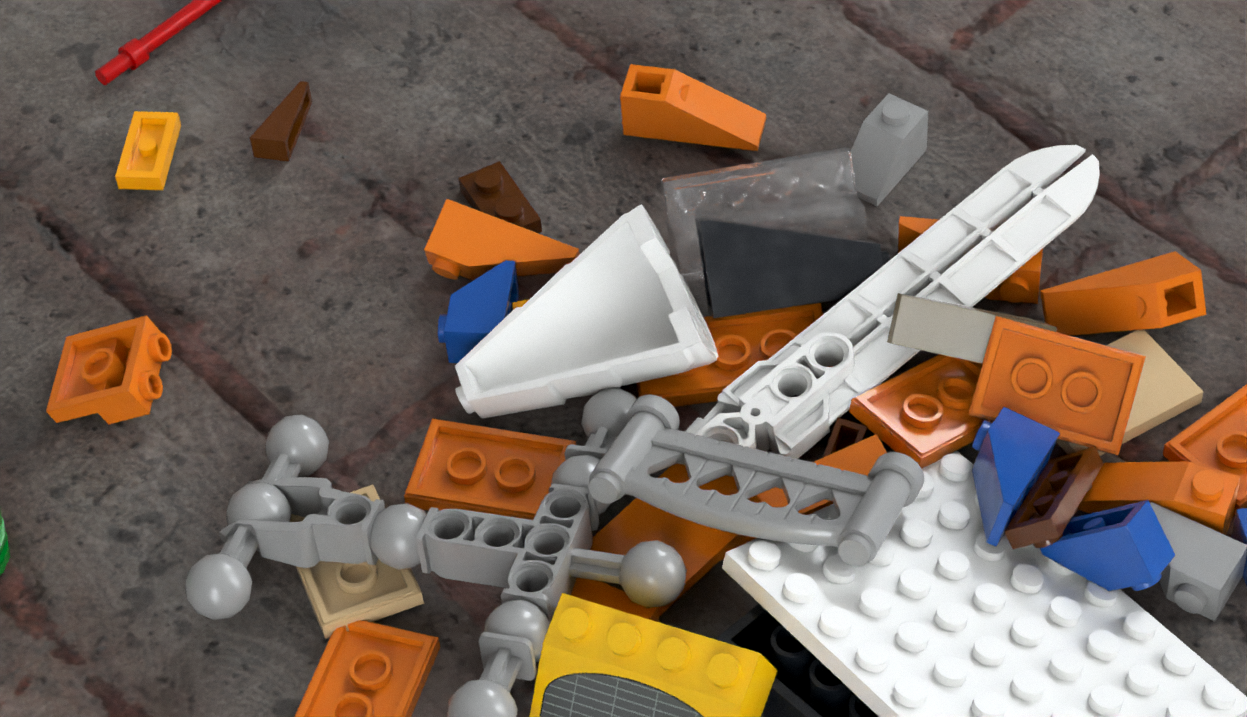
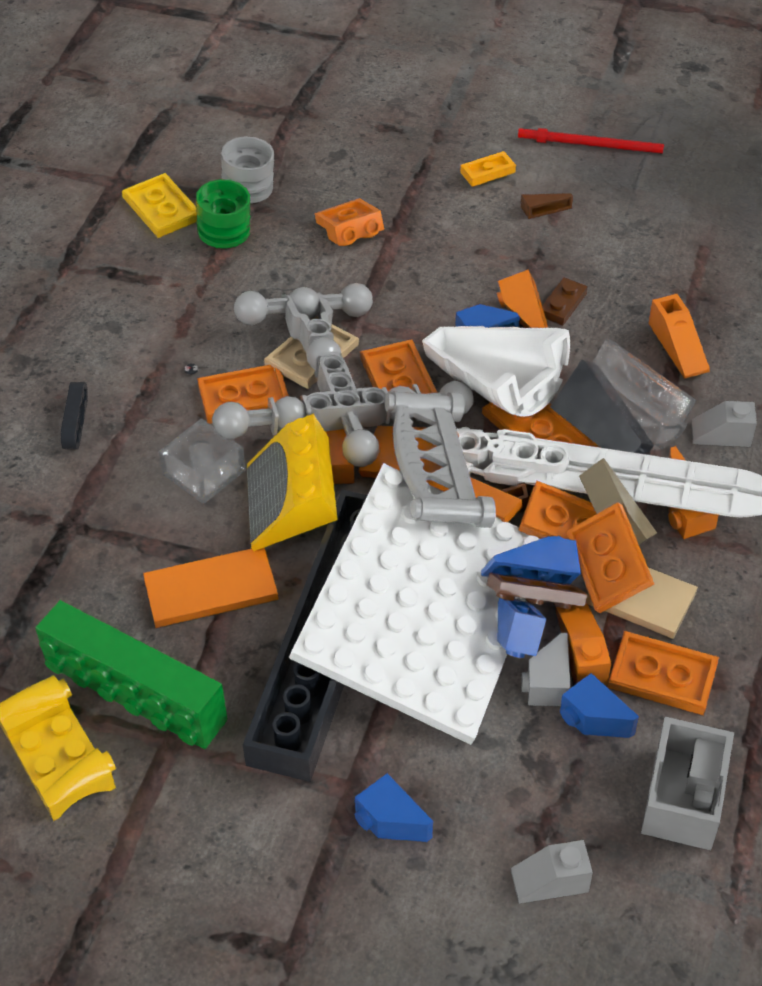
camera: 55 degrees right, 0 degrees up
(1127, 298) = (708, 569): orange slope -> none

